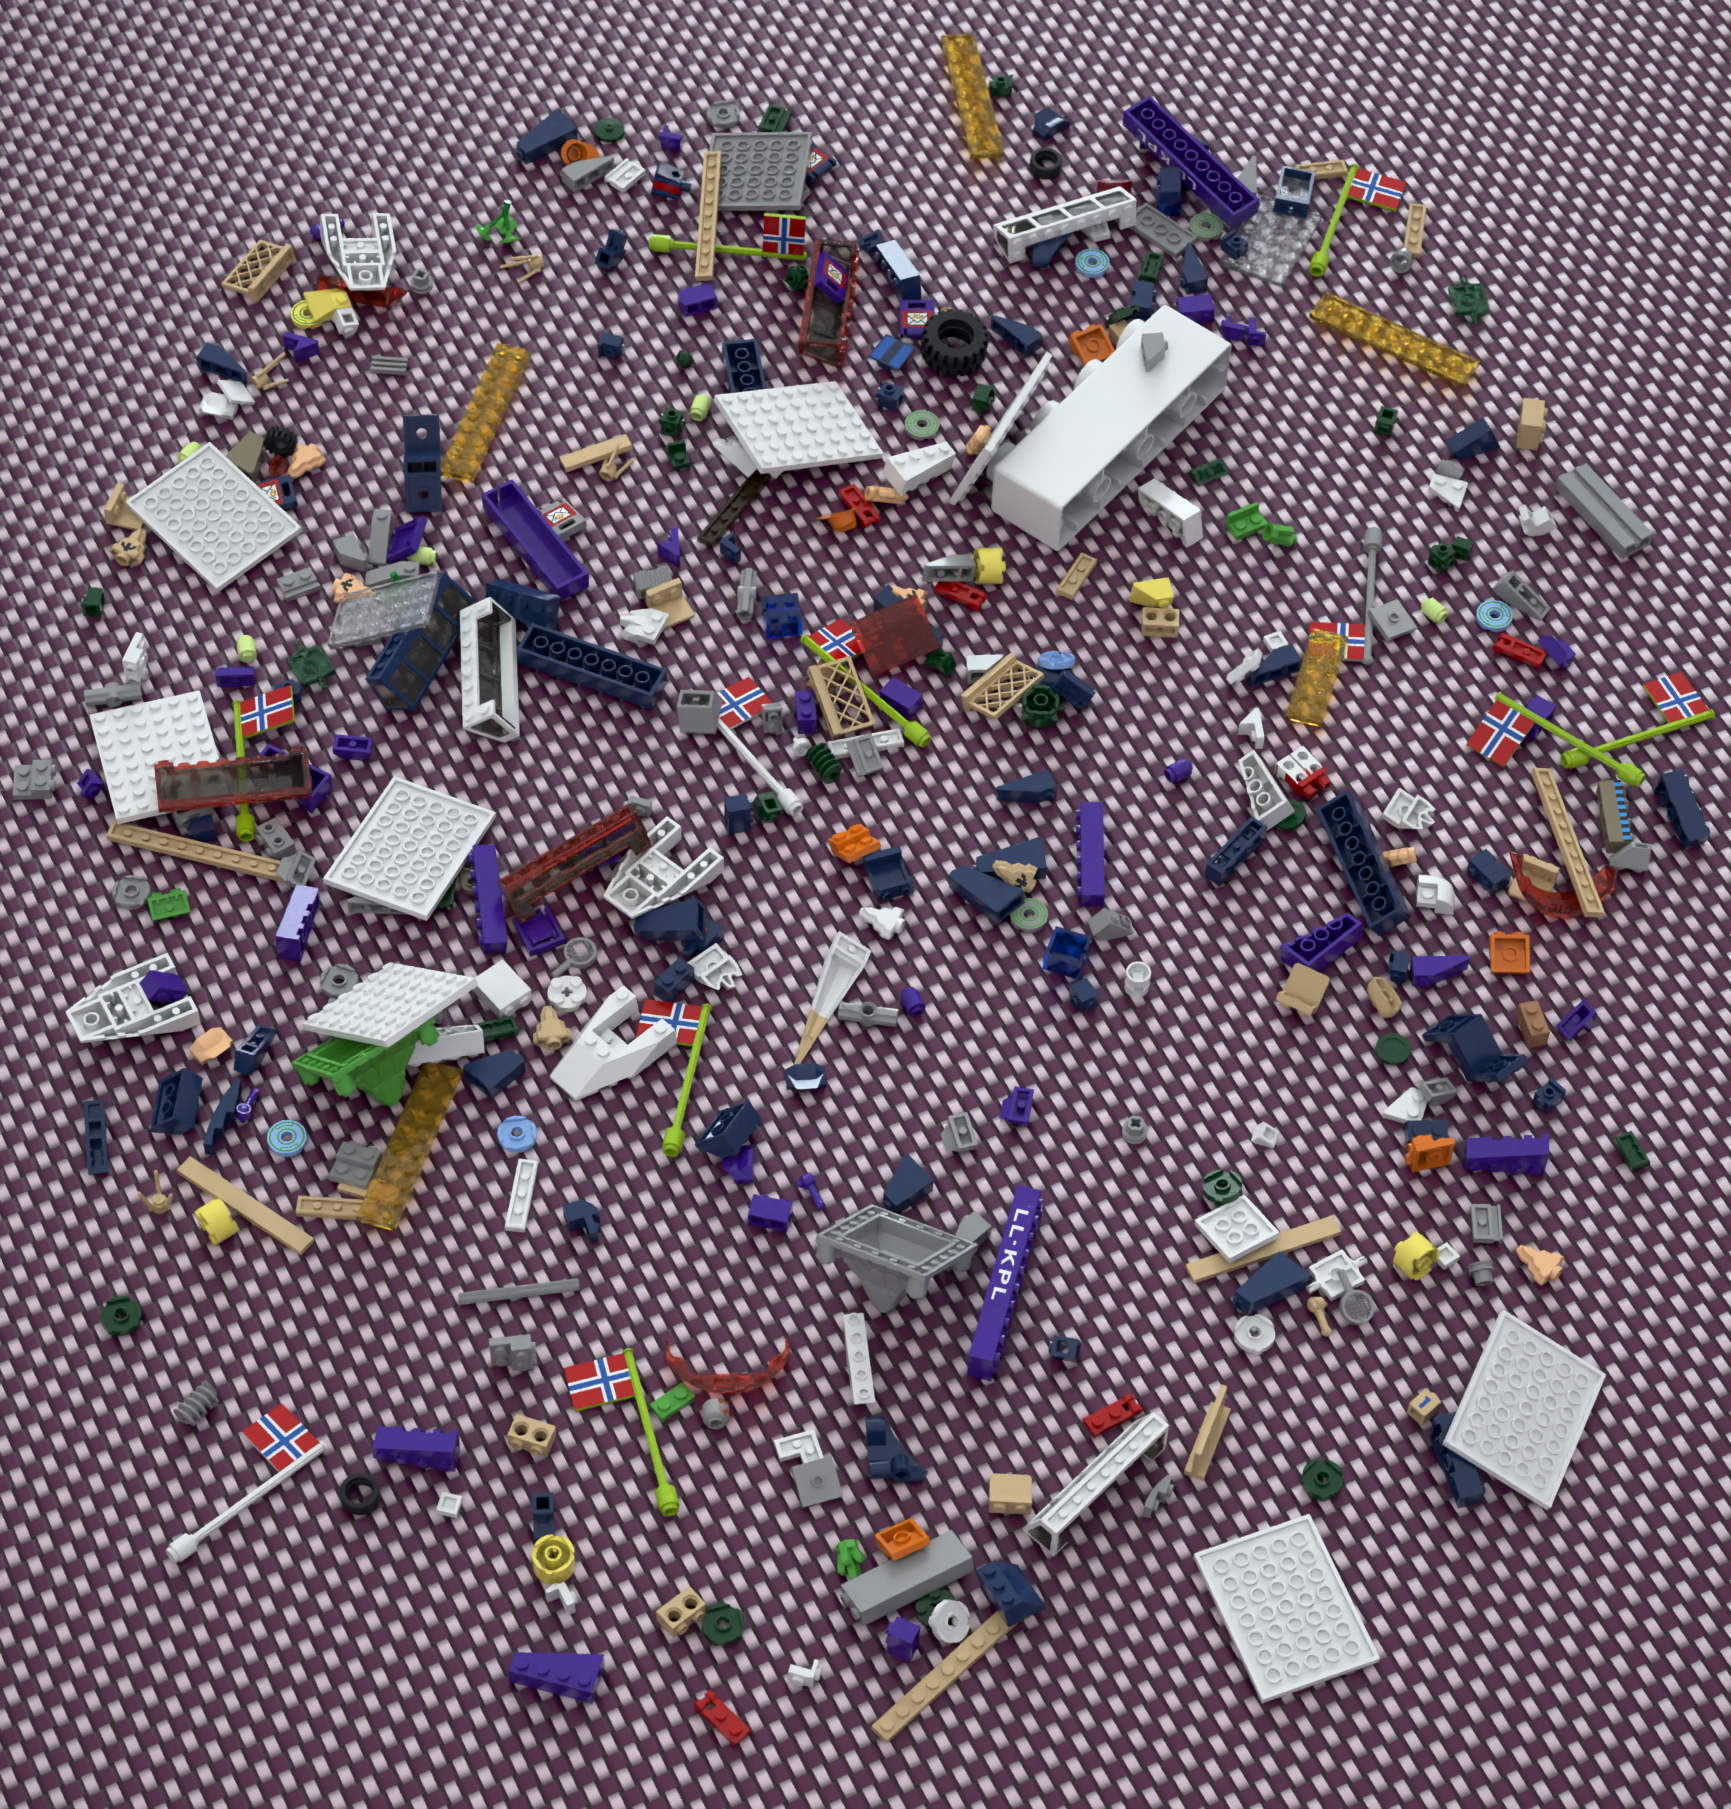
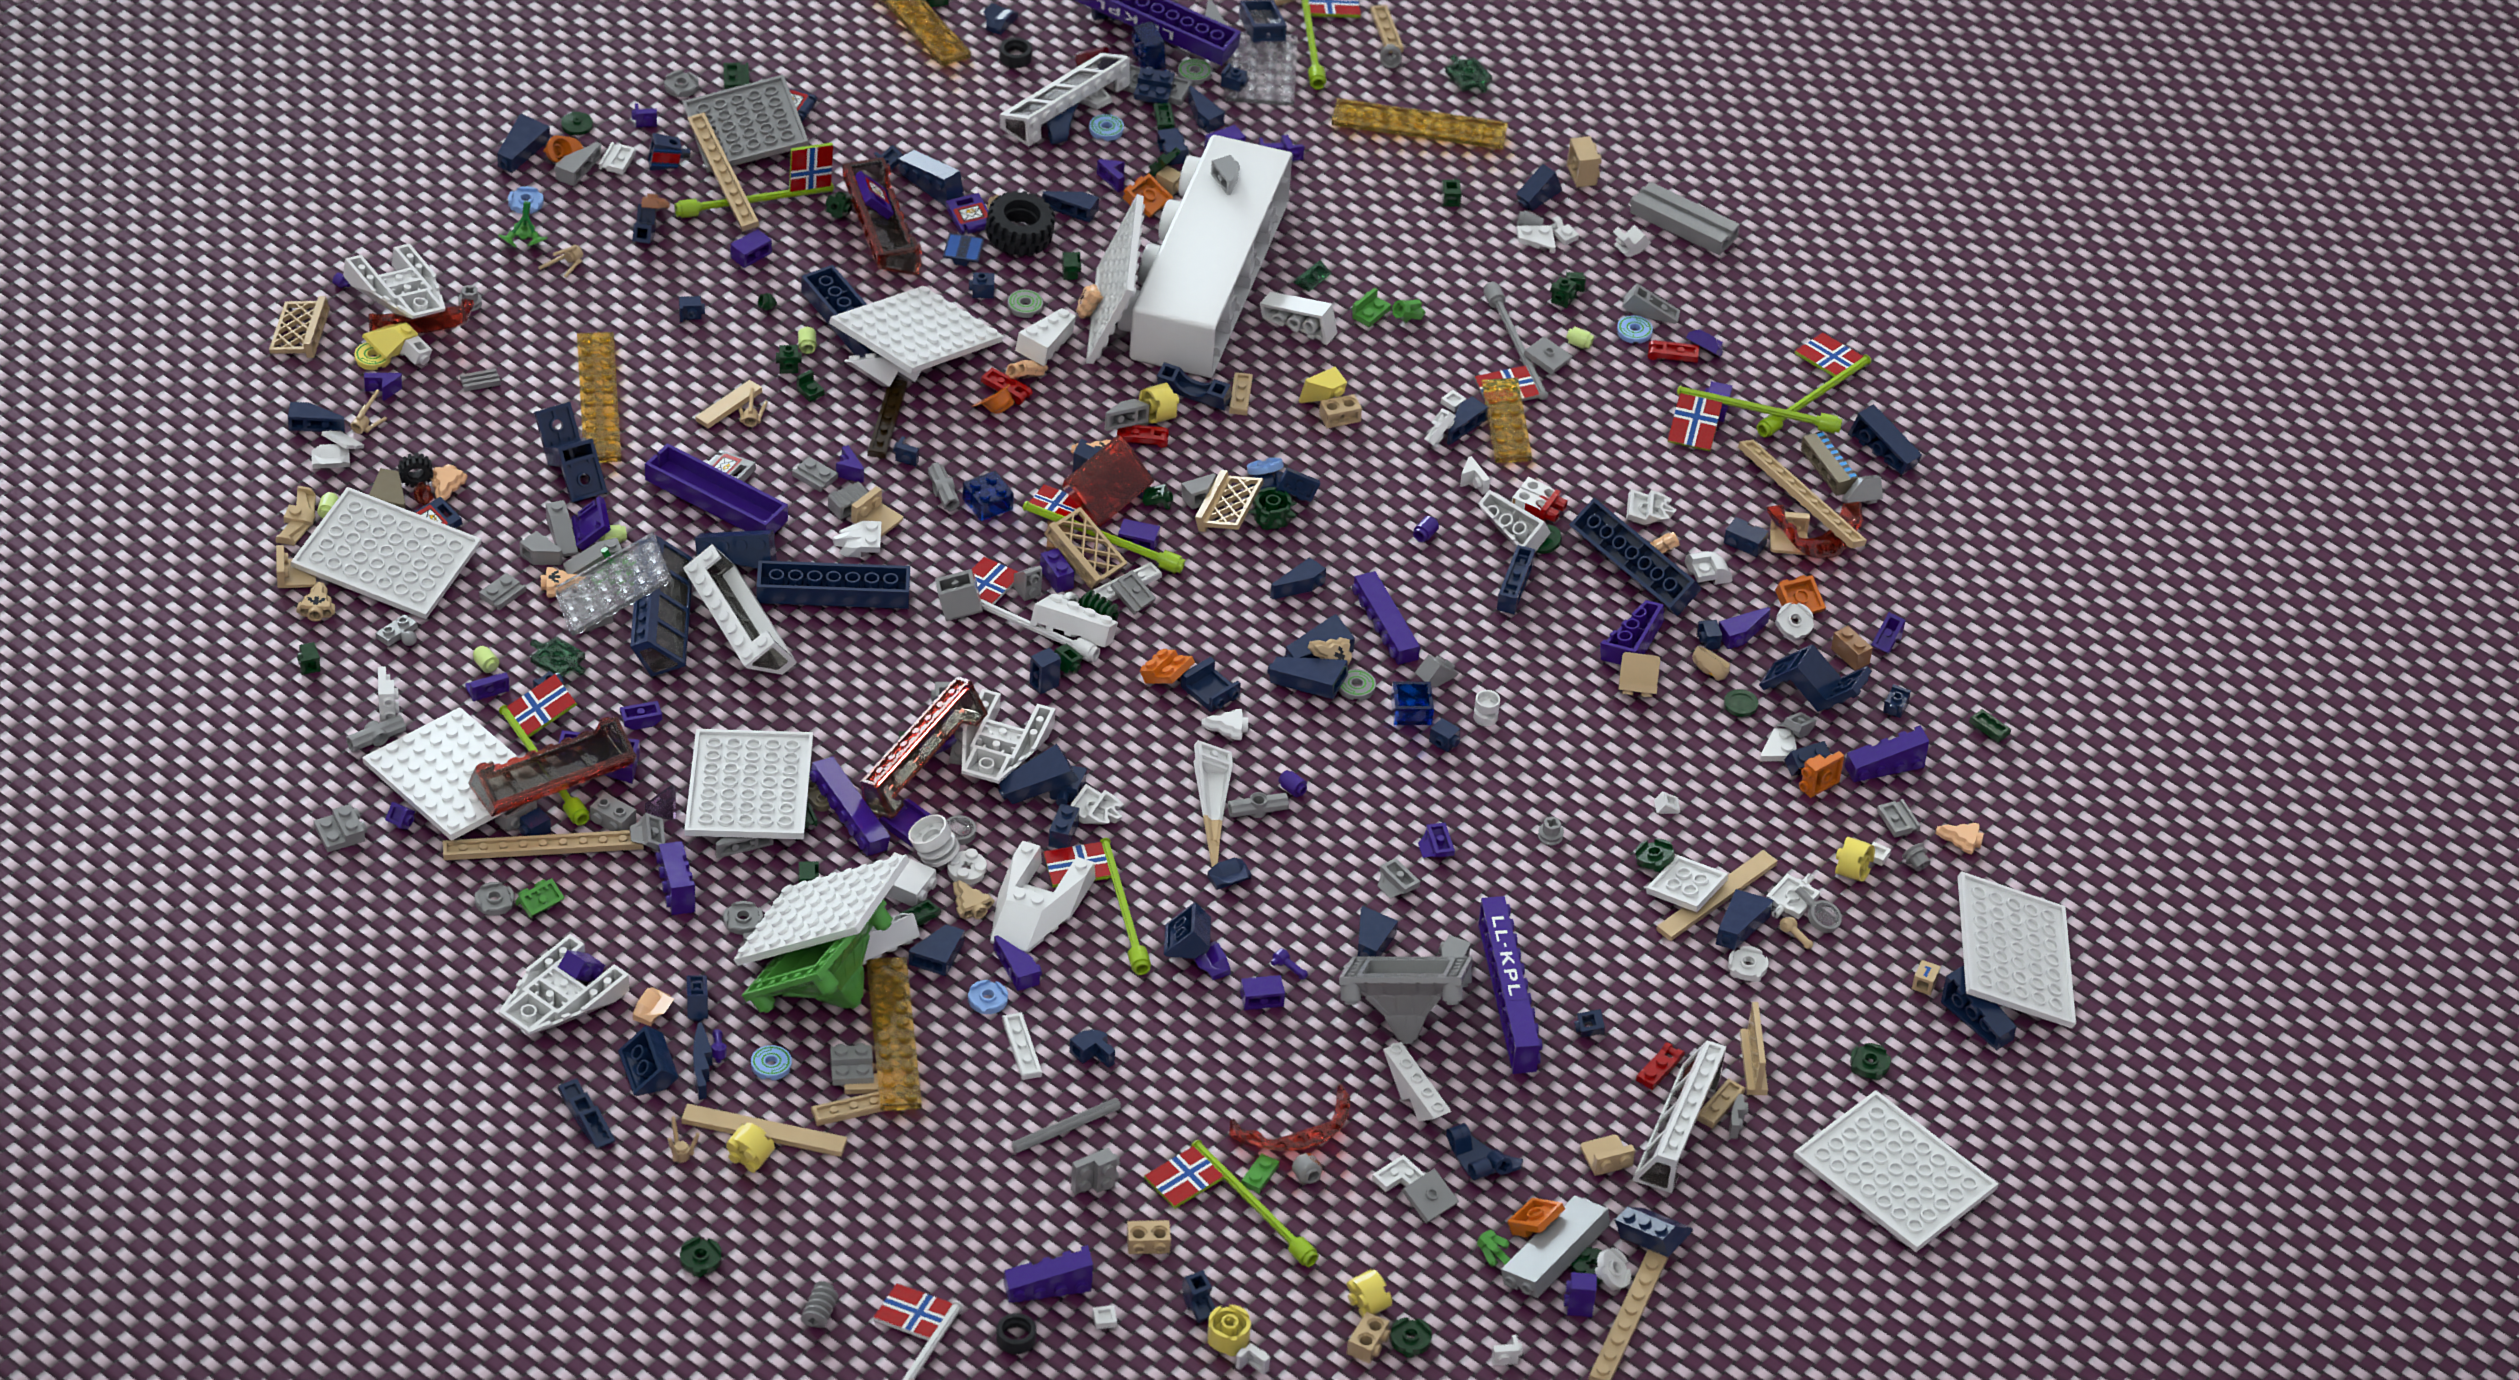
camera: 25 degrees left, 10 degrees down
(160, 457) = (298, 517): none -> tan plate
(186, 597) = (399, 629): none -> light grey plate
(325, 845) = (663, 804): none -> clear purple slope
(417, 955) = (808, 870): none -> dark green brick
(523, 202) = (517, 198): none -> light blue tile
(542, 959) = (934, 840): none -> white wheel
(559, 1111) = (1018, 965): none -> dark purple slope
(626, 231) = (654, 202): none -> nougat plate
(638, 546) = (815, 474): none -> light grey plate
(701, 1567) = (1369, 1293): none -> light yellow brick
(792, 769) = (1074, 620): none -> white wedge
(1044, 568) = (1213, 393): none -> dark blue arch
(1072, 311) = (1112, 173): none -> dark purple slope
(1151, 1475) = (1720, 1103): none -> tan tile
(1156, 232) = (1154, 85): none -> dark blue plate
(1477, 494) = (1564, 234): none -> white plate
(1493, 967) = (1792, 630): none -> white plate

